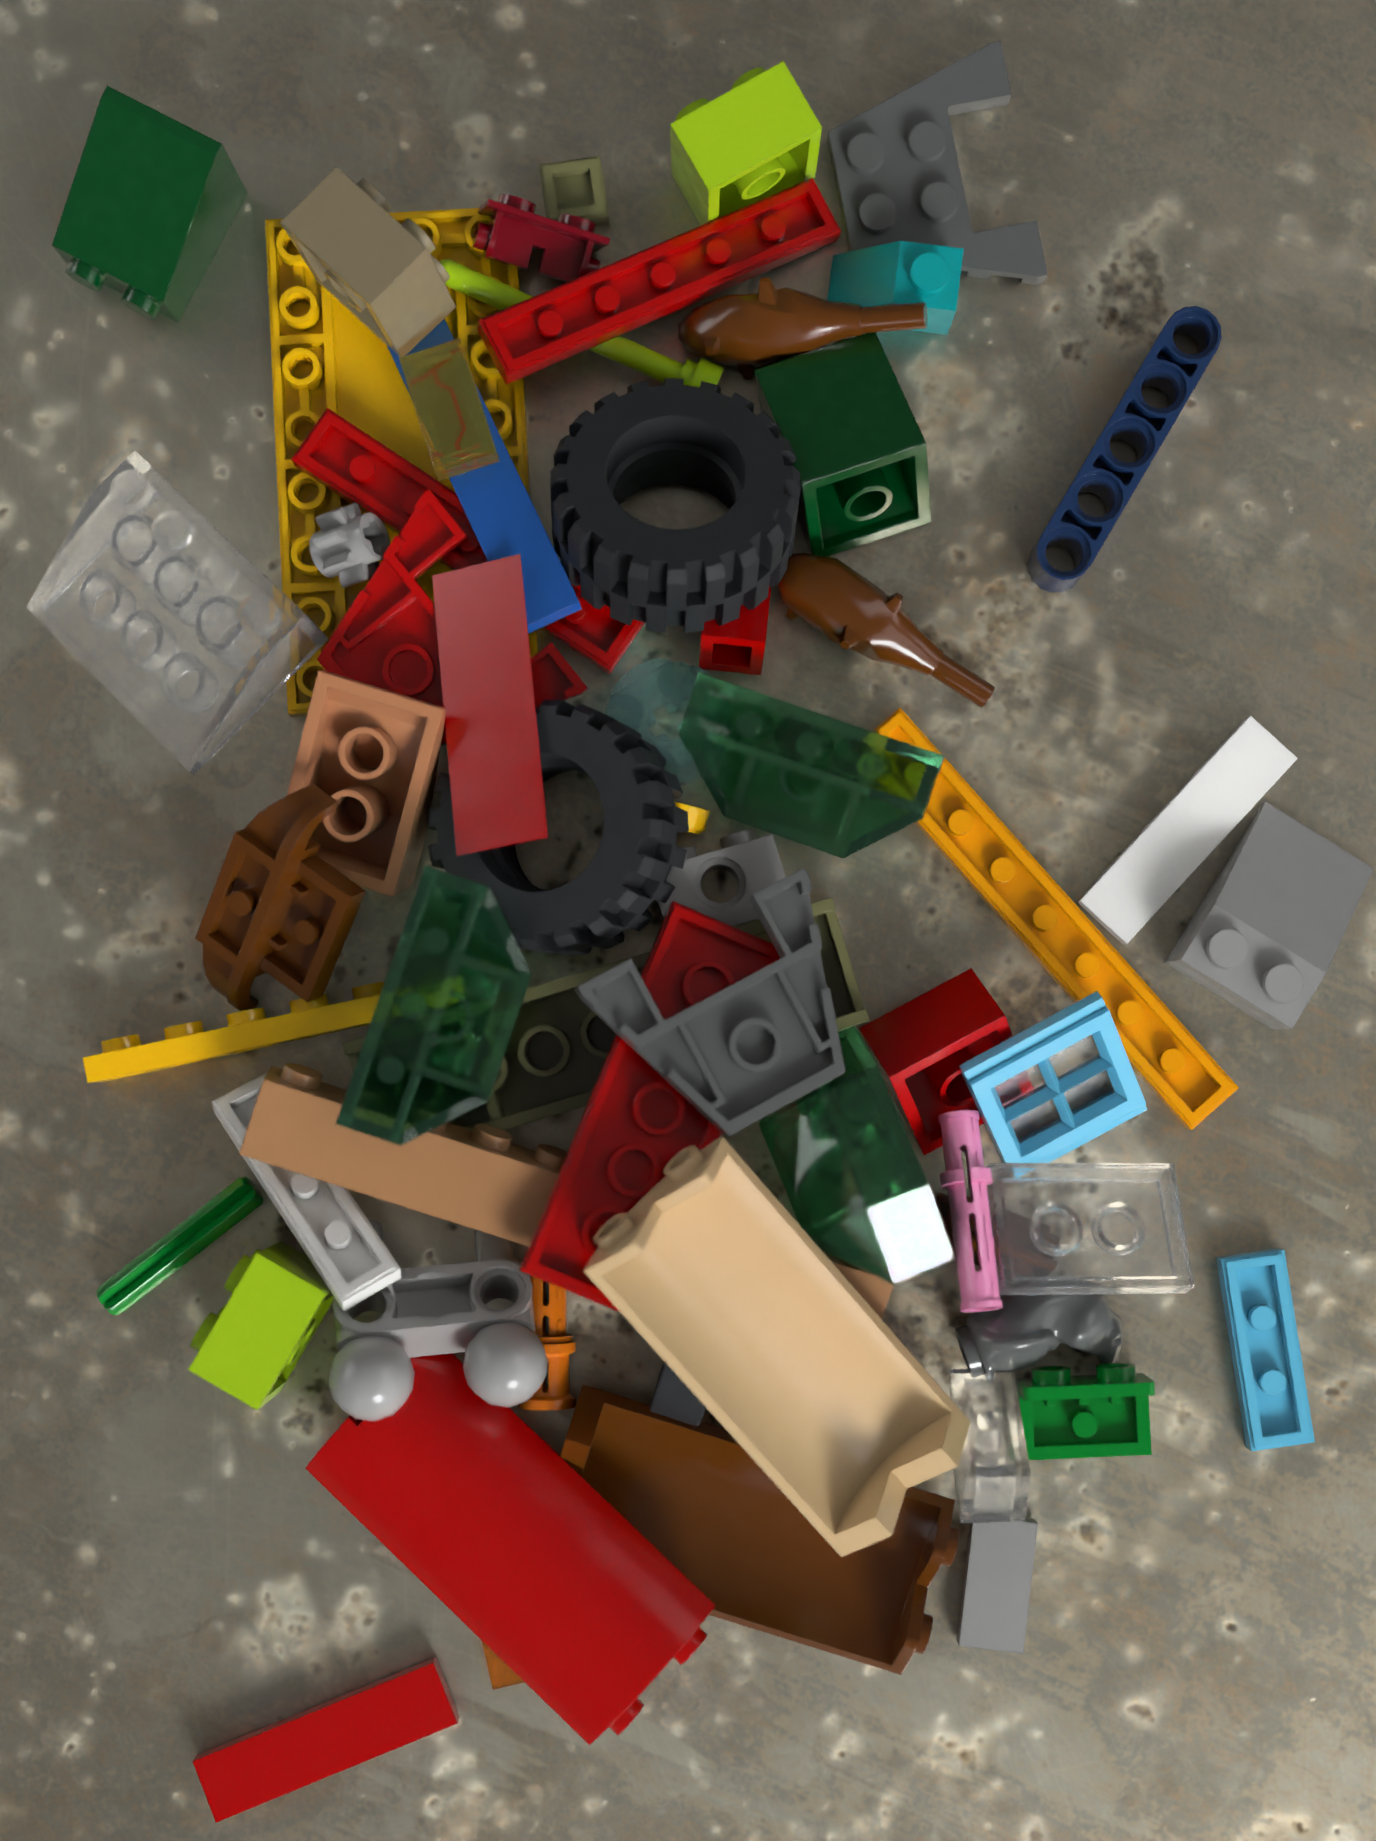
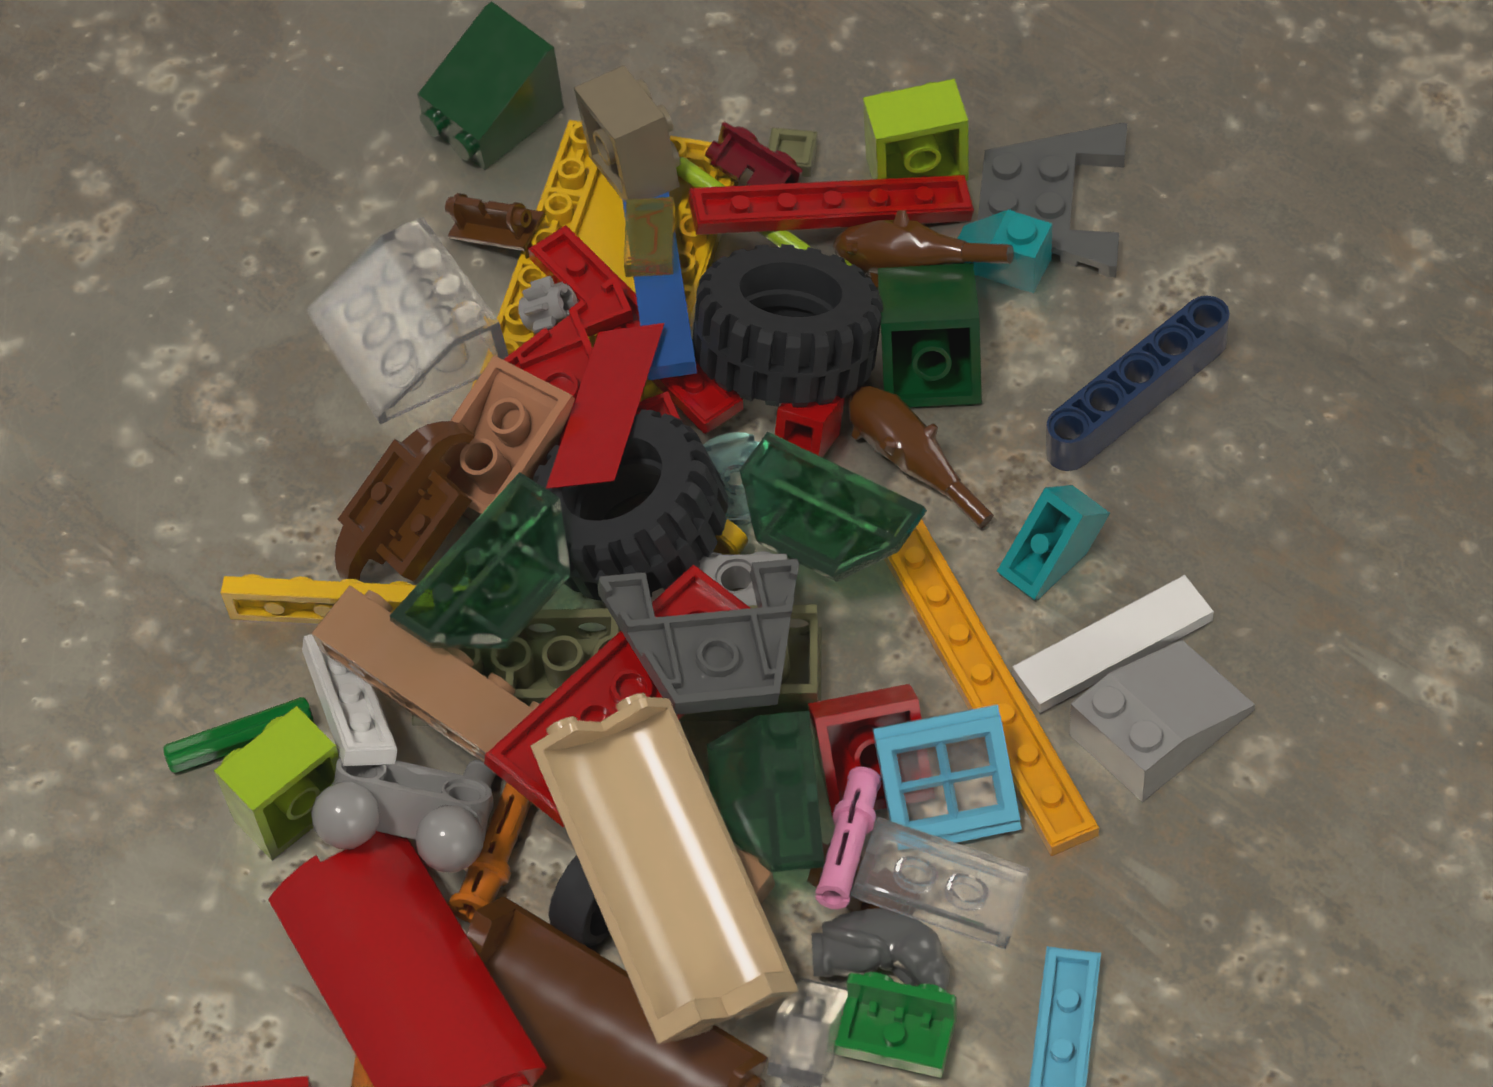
camera: 20 degrees right, 30 degrees down
(225, 417) = (492, 222): none -> reddish brown hinge
(1083, 711) = (1052, 539): none -> teal slope

